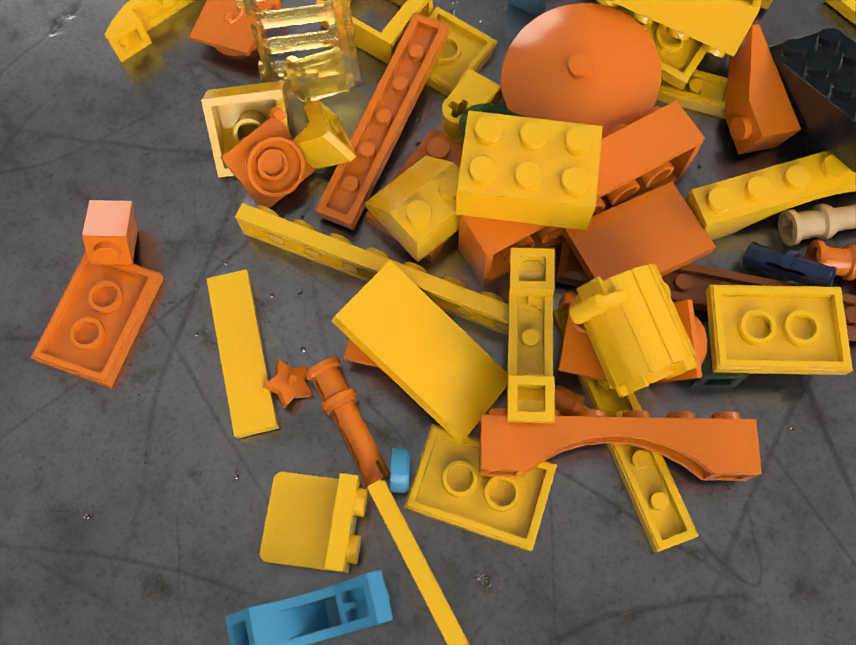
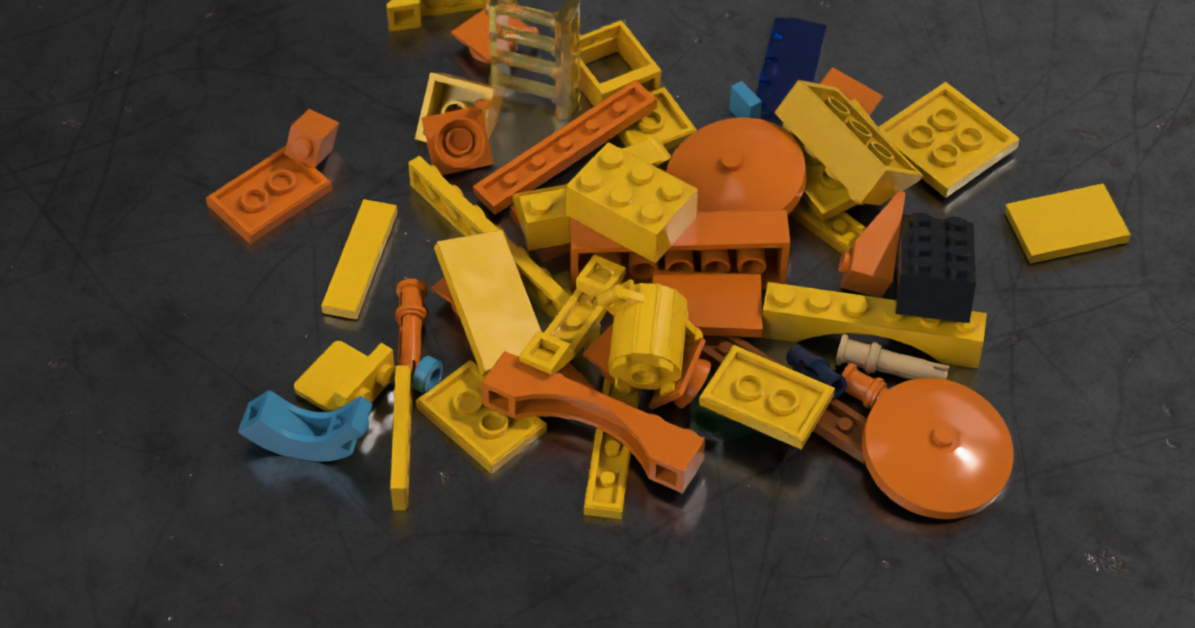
camera: 25 degrees right, 20 degrees down
(288, 383) = (380, 291): orange piece -> none
(316, 75) = (529, 92): clear yellow bracket -> none
(324, 138) = (510, 138): yellow slope -> none

